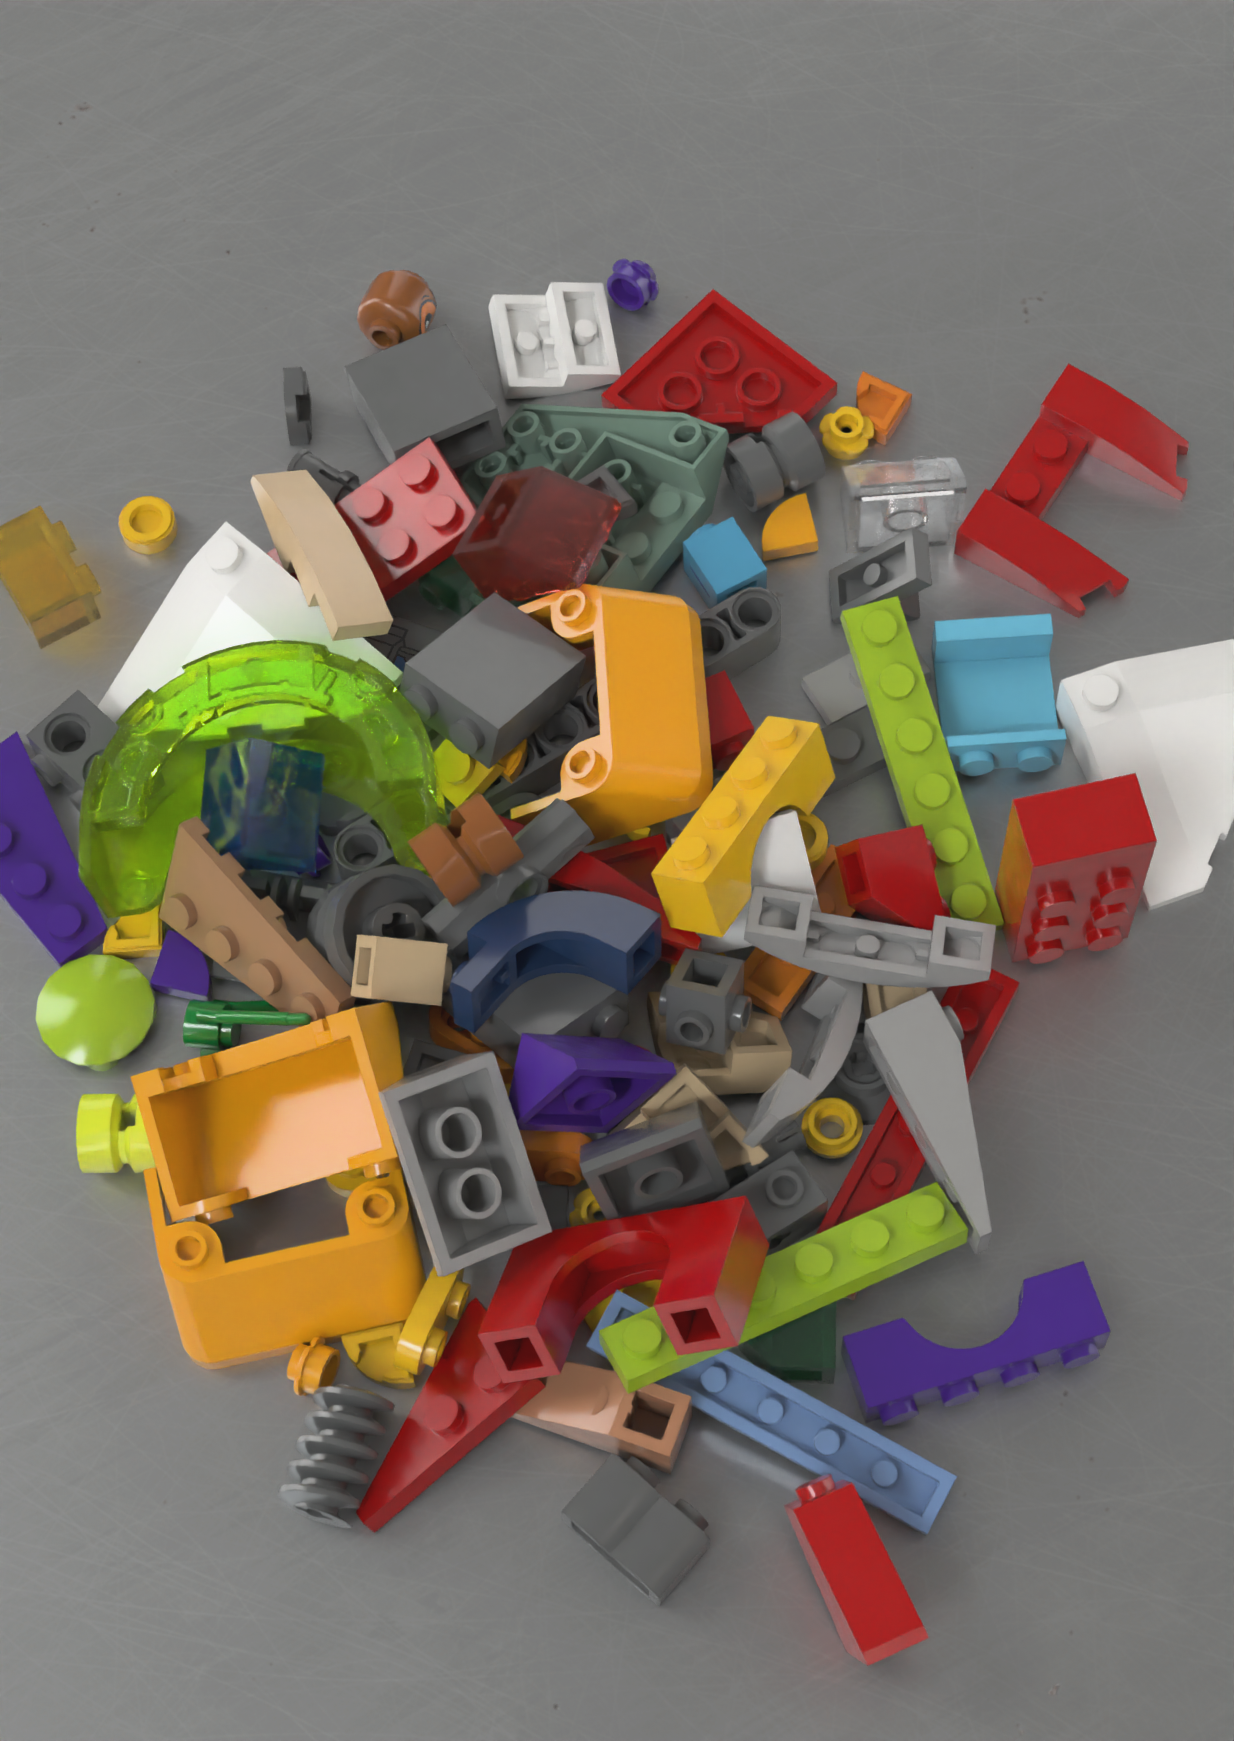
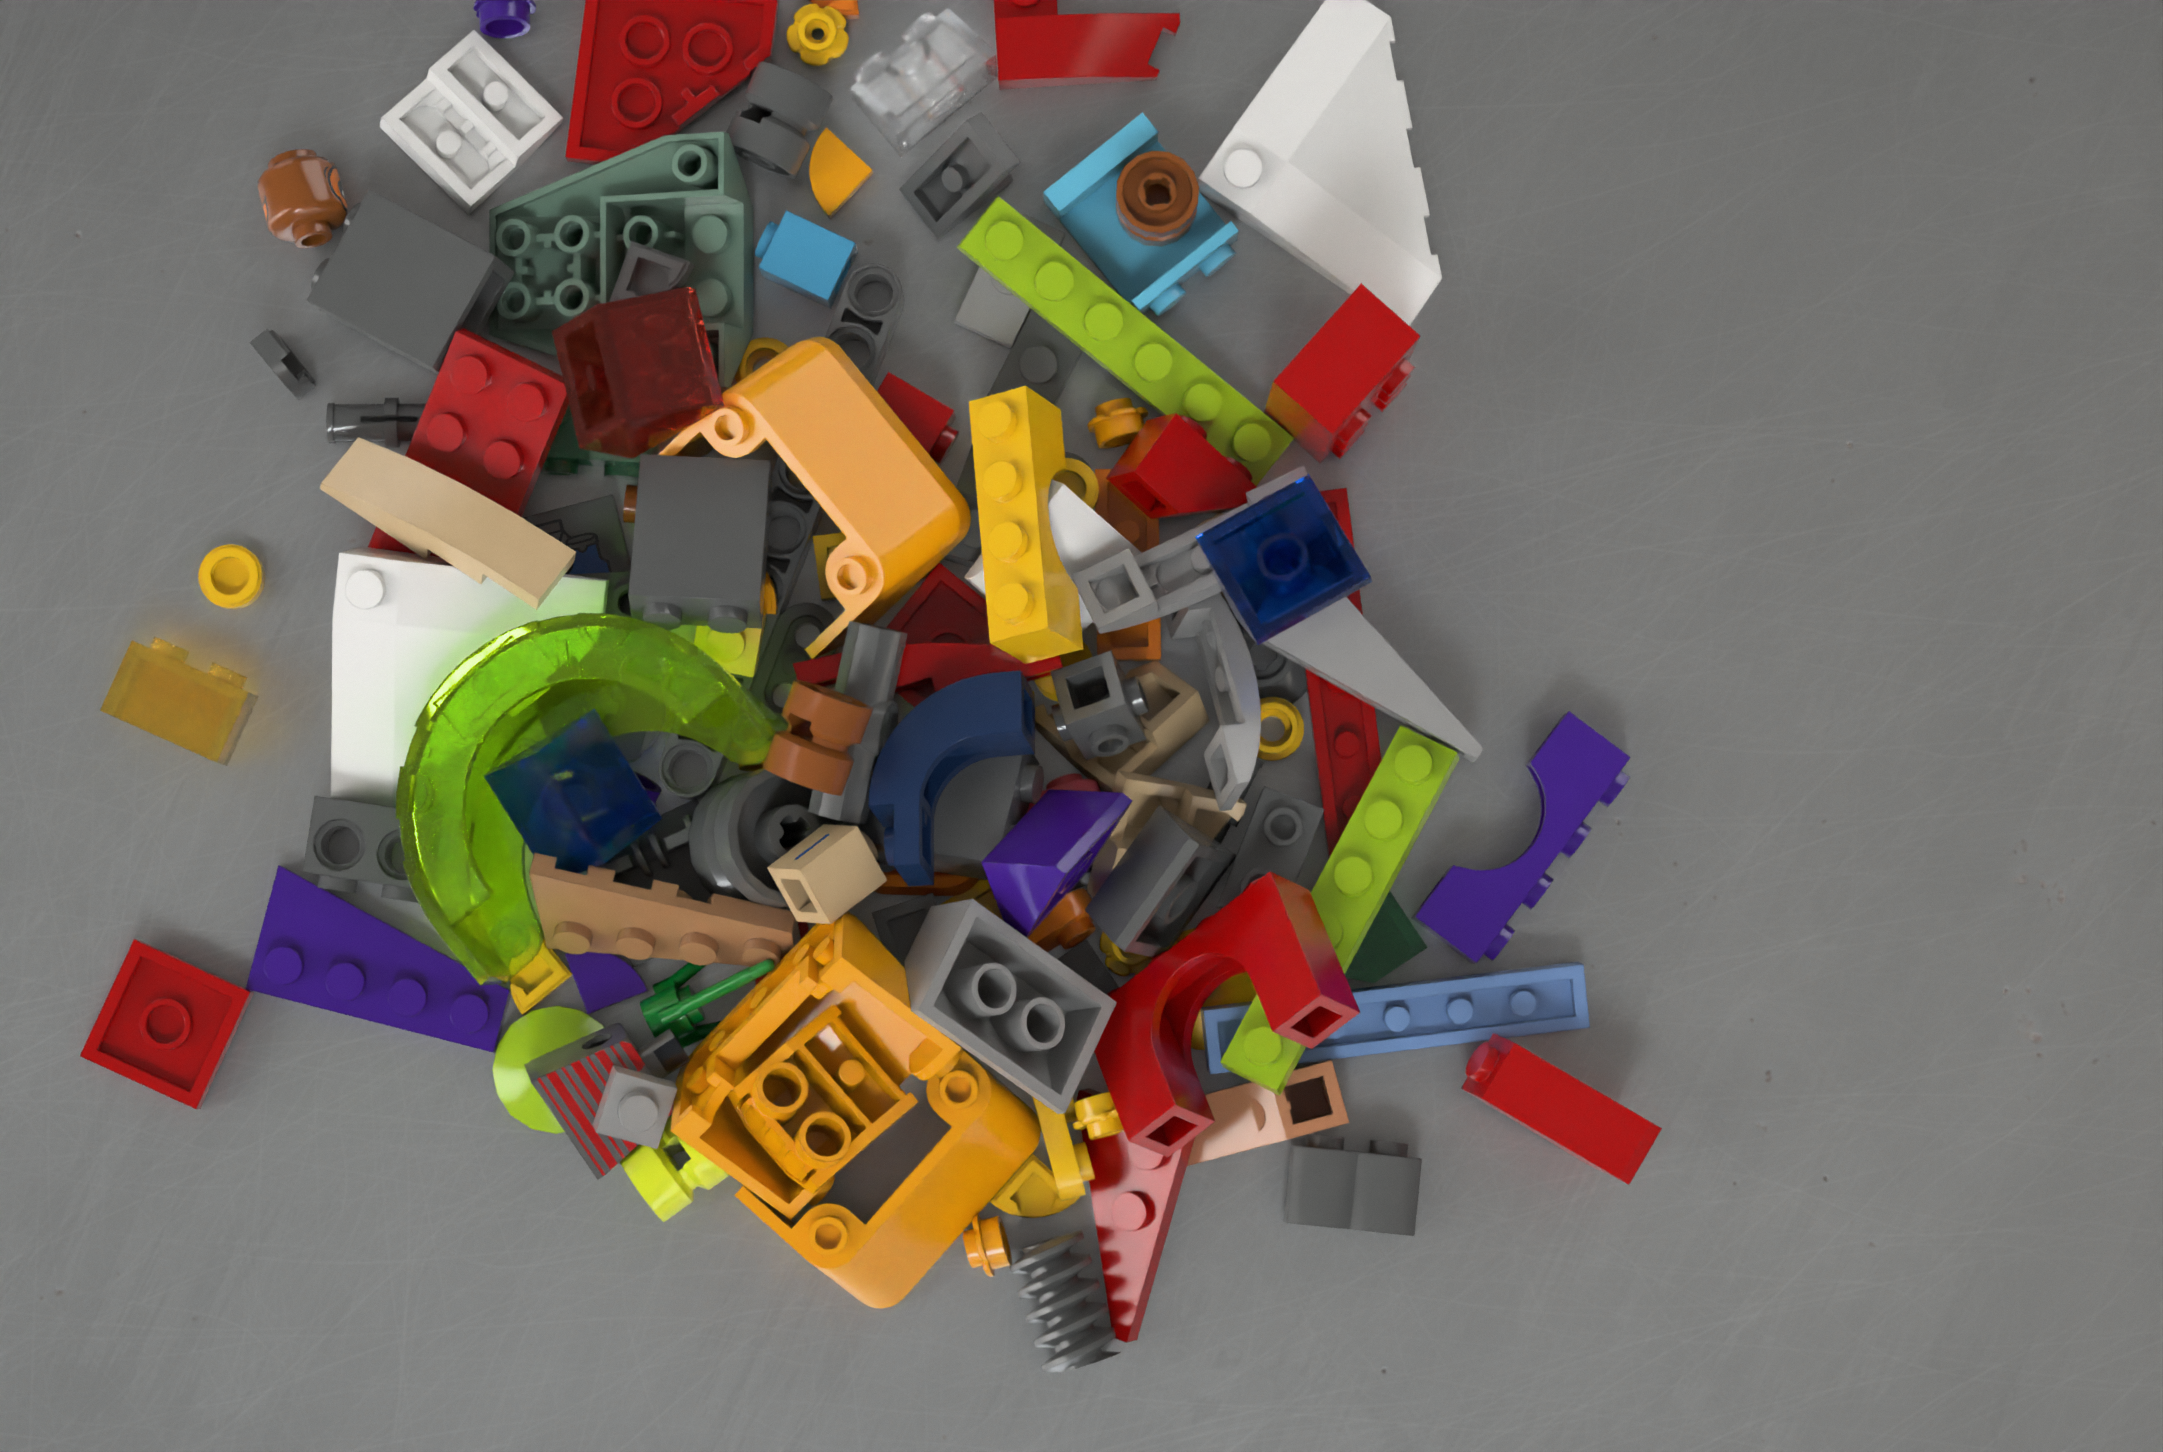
camera: 40 degrees left, 20 degrees up
(112, 1036) = (576, 1076): none -> dark grey torso
(121, 1052) = (634, 1106): none -> light grey plate
(263, 1137) = (819, 1101): none -> light orange slope
(469, 1315) = (1098, 1116): none -> yellow plate
(871, 820) = (1116, 423): none -> light orange plate
(928, 963) = (1282, 560): none -> clear blue slope
(1018, 679) = (1157, 198): none -> dark orange wheel

